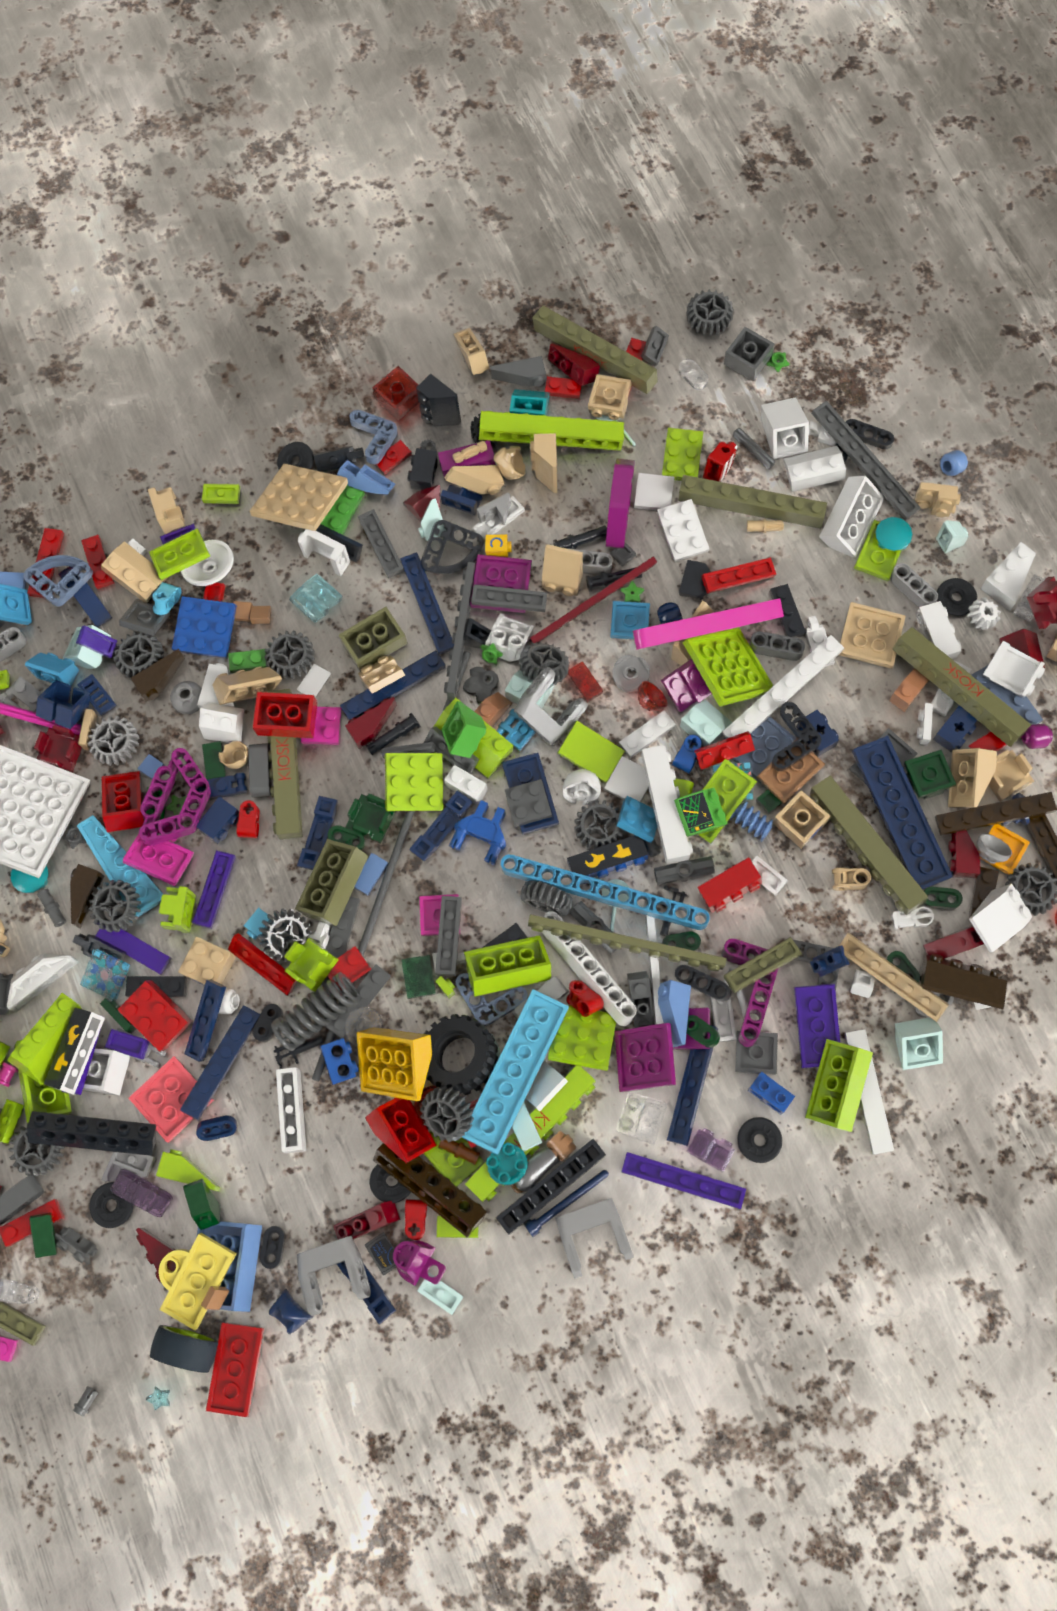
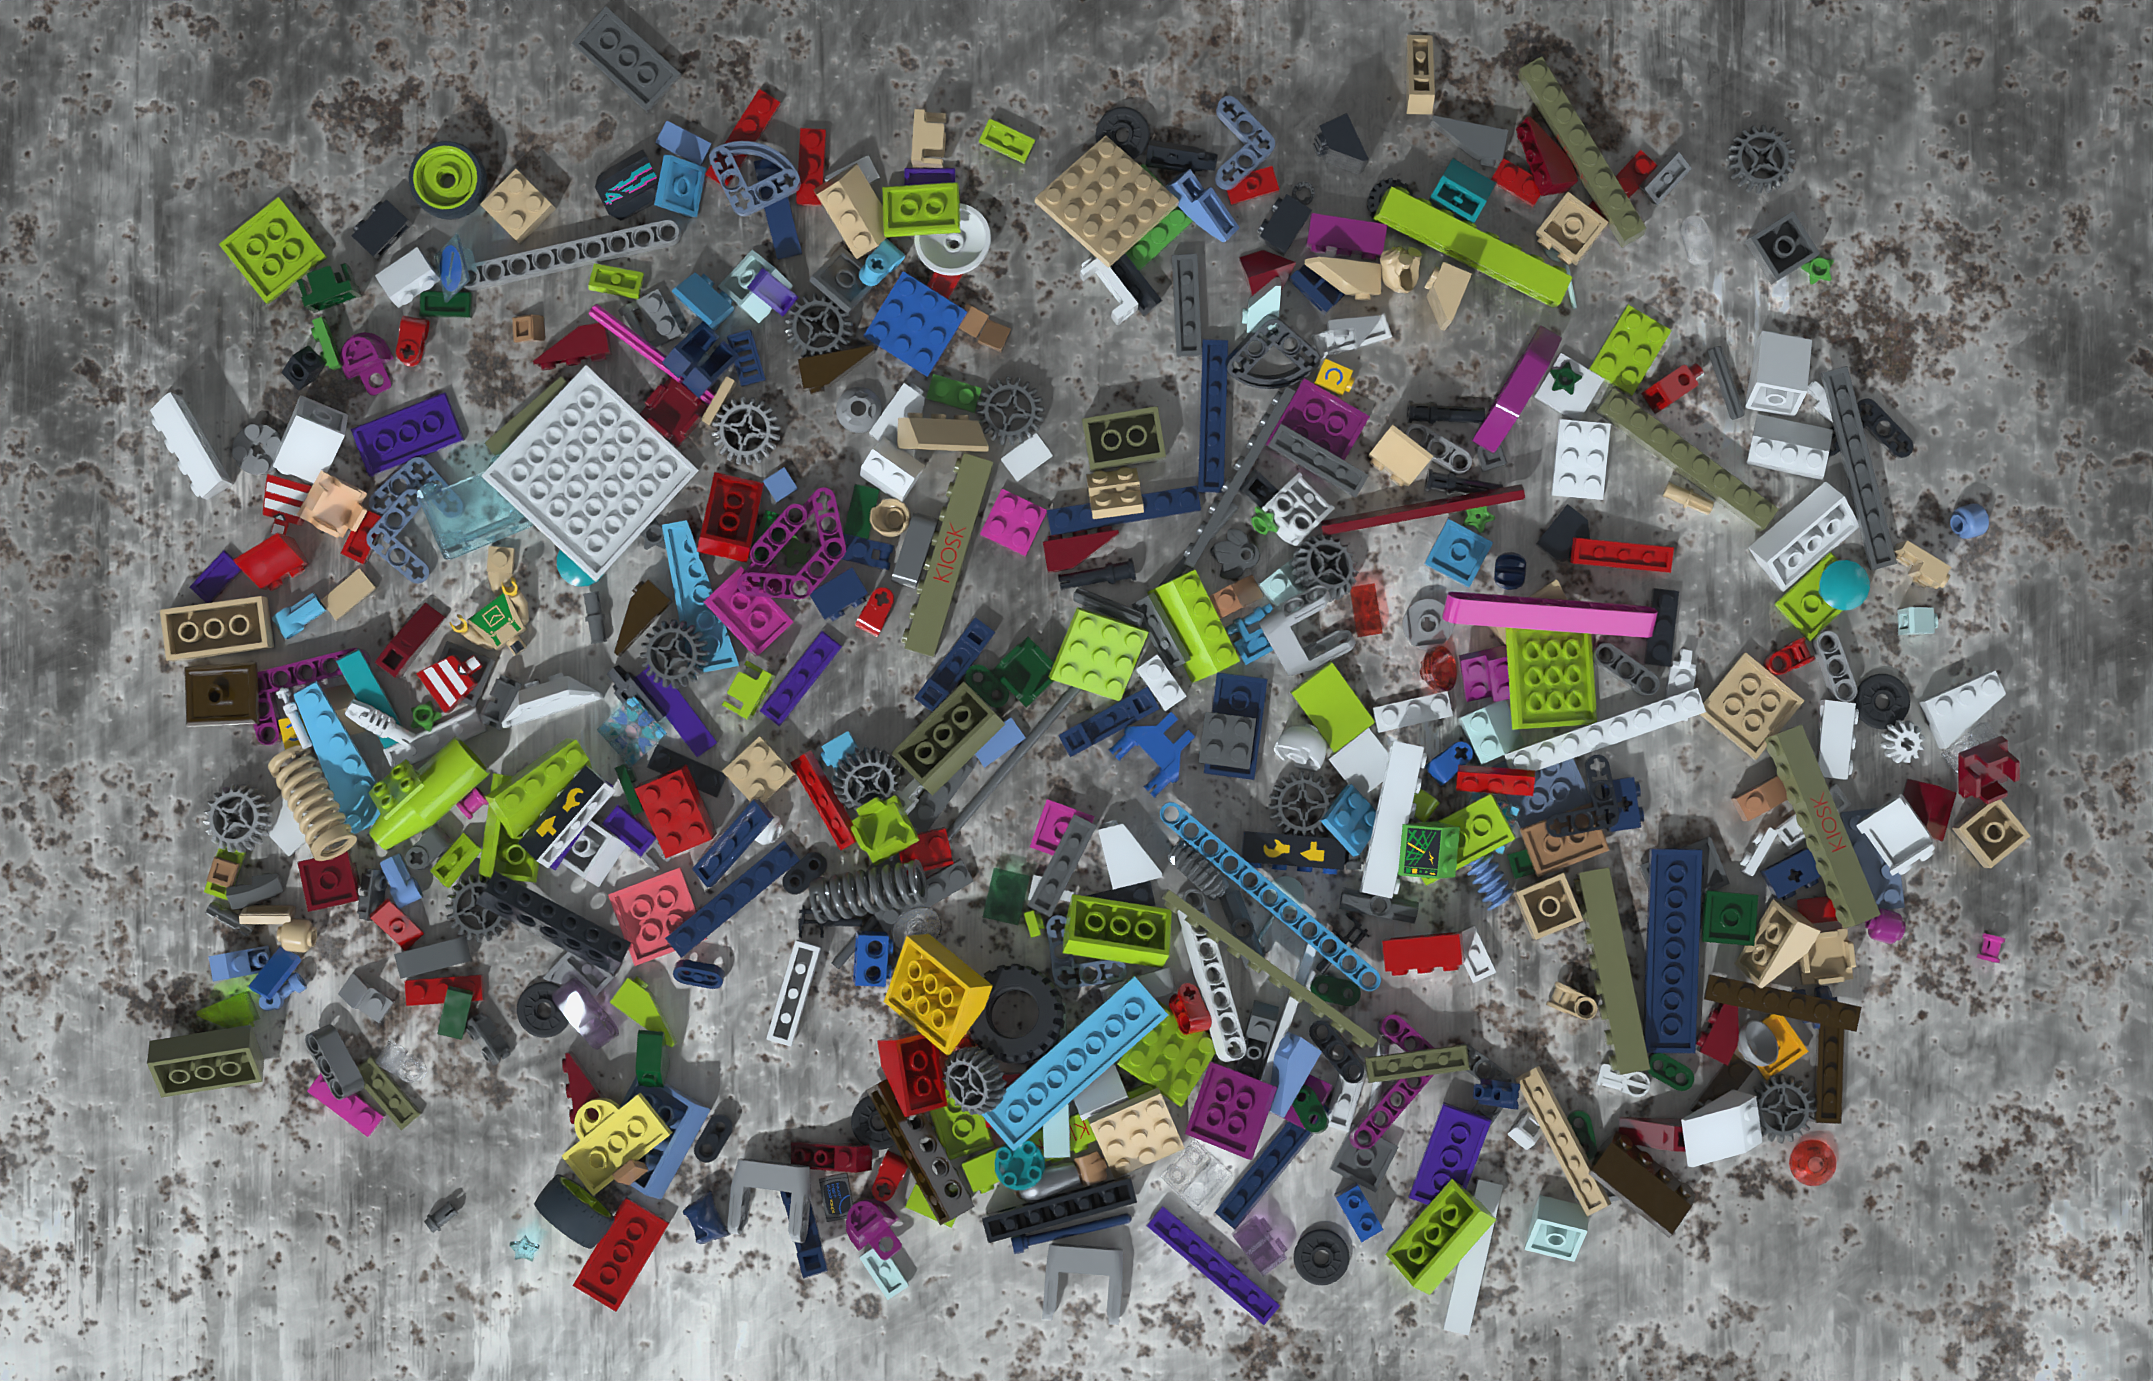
camera: 15 degrees right, 15 degrees up
(285, 715) = (974, 502): red brick -> none
(315, 598) = (1073, 345): clear light blue slope -> none
(396, 393) = (1296, 99): clear red brick -> none
(460, 1150) = (972, 1124): reddish brown pin -> none
(463, 730) = (1185, 620): bright green slope -> none
(470, 452) = (1353, 233): tan axle -> none
(491, 912) = (1125, 857): none -> white slope
(583, 1104) = (1136, 1133): none -> tan plate
(648, 482) = (1558, 375): none -> dark green plate
(882, 592) = (1792, 656): none -> red piece

